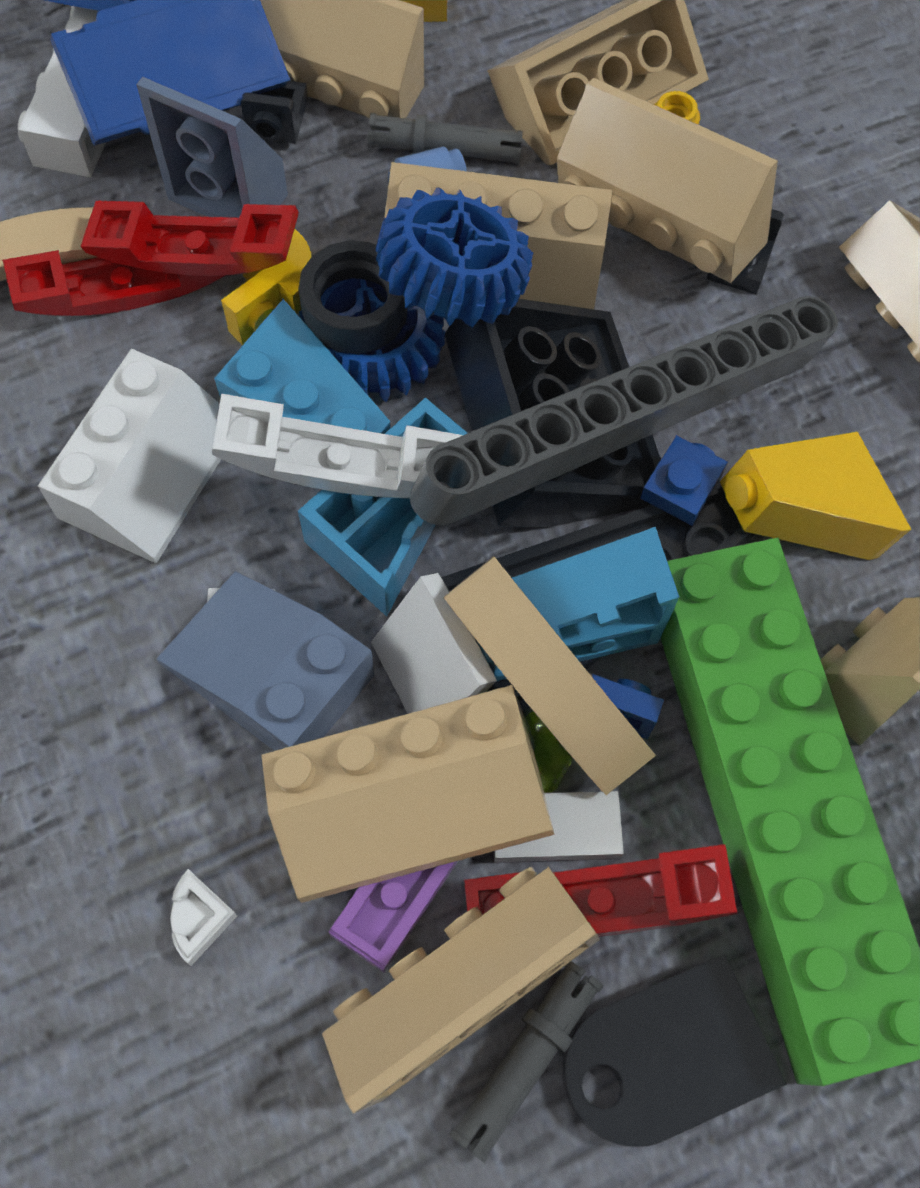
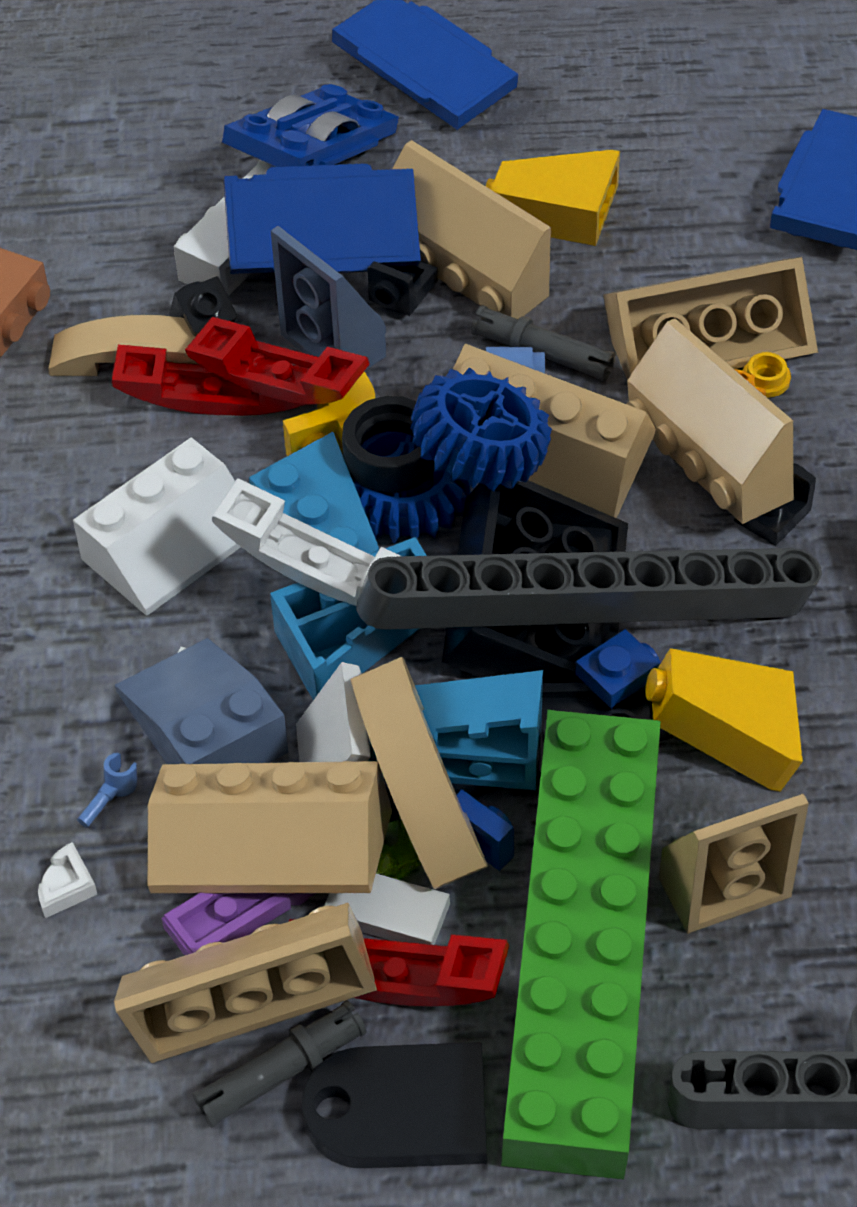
camera: 25 degrees right, 15 degrees down
(76, 189) = (201, 302): none -> black bracket
(203, 783) = (115, 784): none -> medium blue hand

